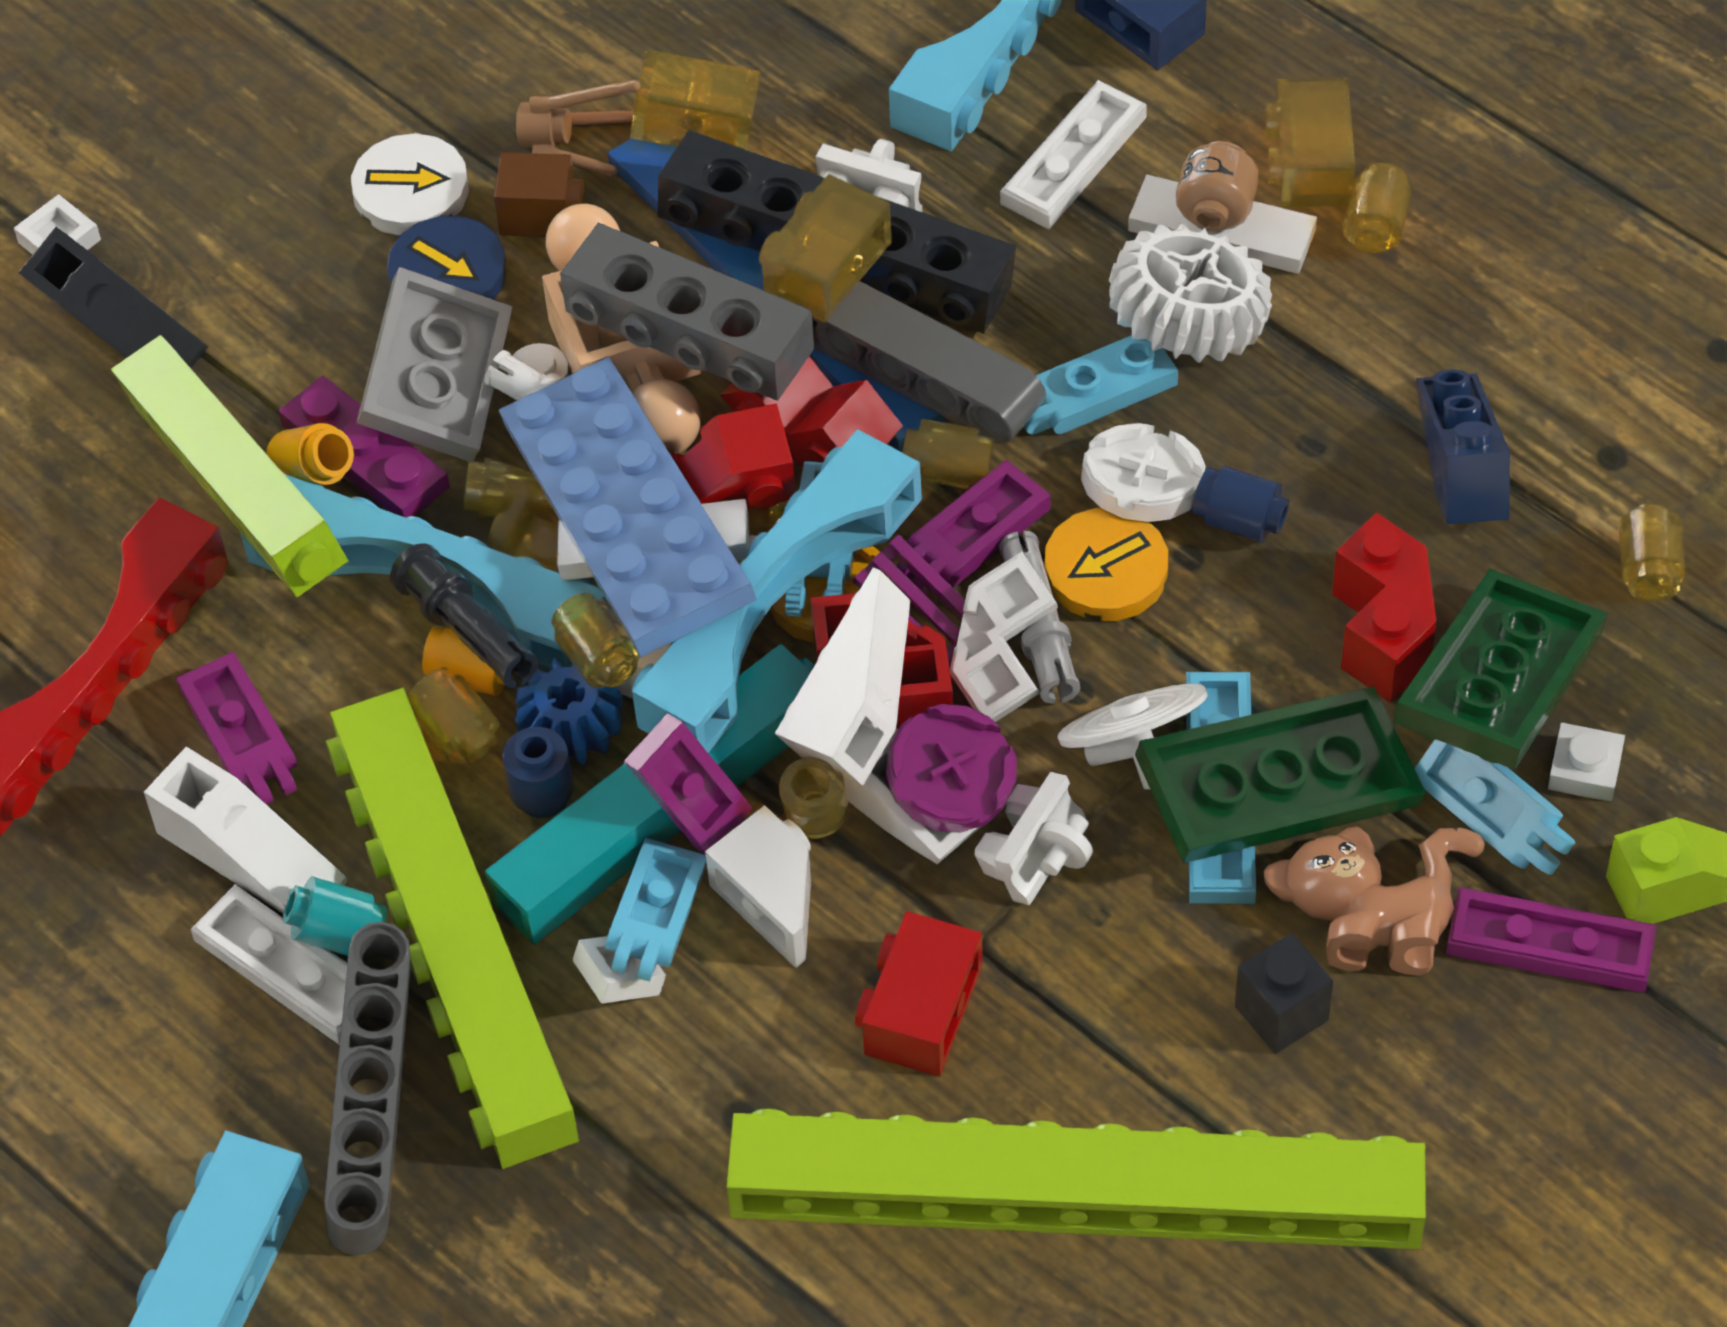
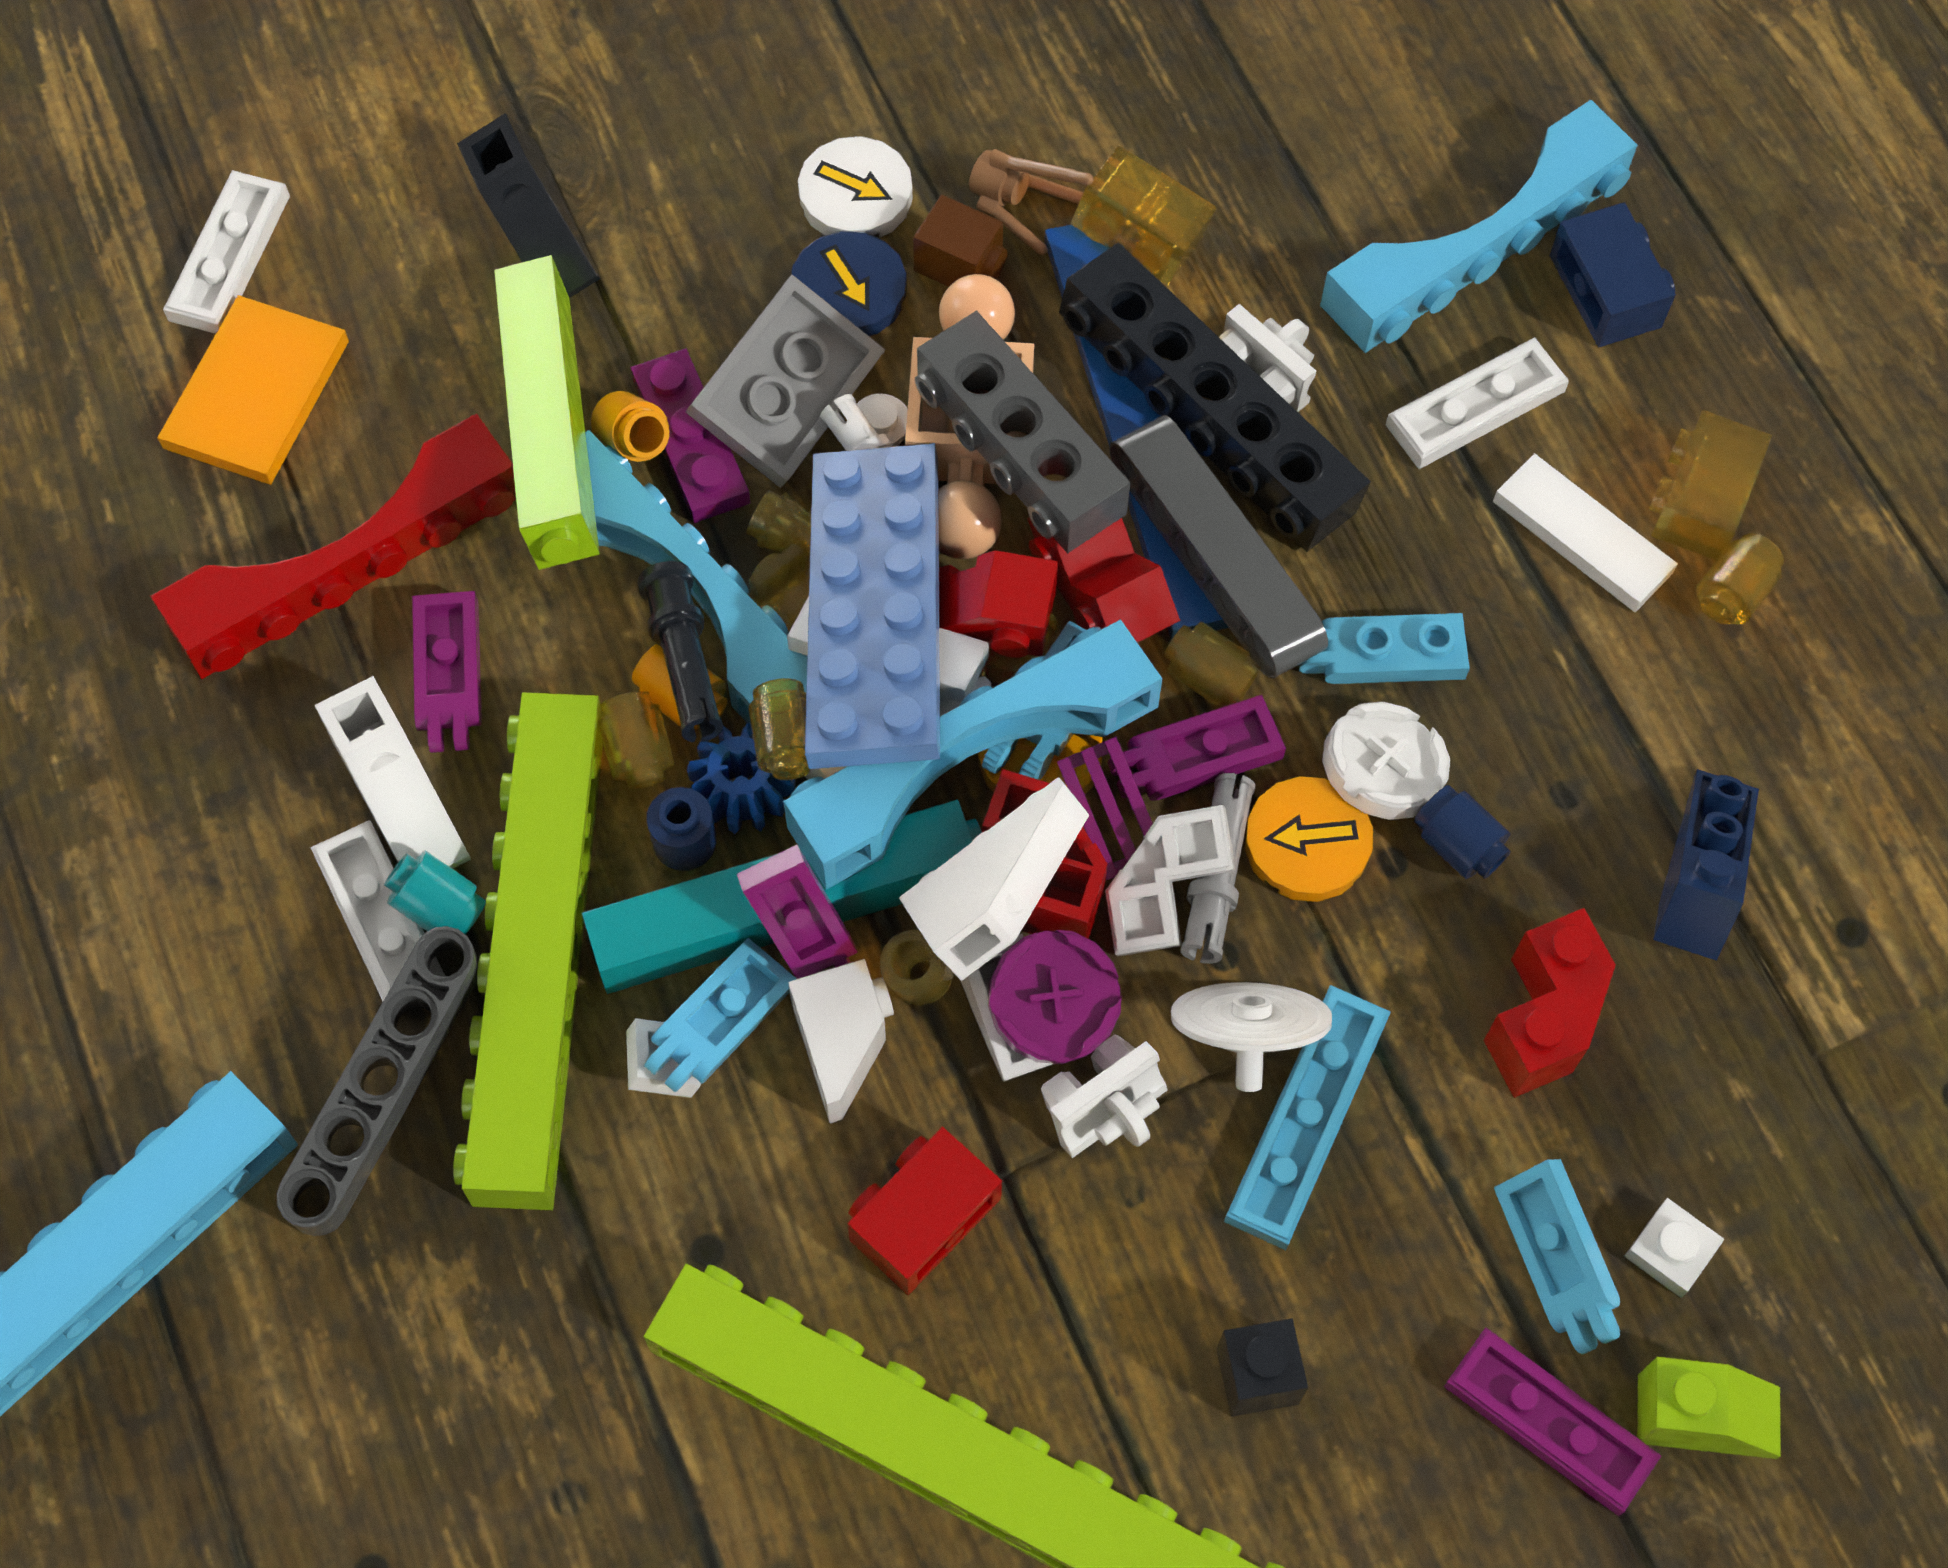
camera: 20 degrees right, 10 degrees up
(57, 213) = (528, 107): white plate -> none
(826, 246) = (1182, 417): clear yellow brick -> none
(1190, 293) = (1515, 596): white gear -> none
(1219, 184) = (1591, 497): medium nougat head -> none
(1279, 774) = (1365, 1136): dark green plate -> none
(1341, 881) = (1371, 1273): nougat animal -> none
(1500, 669) = (1629, 1124): dark green plate -> none
(1652, 552) = (1842, 1056): clear yellow brick -> none

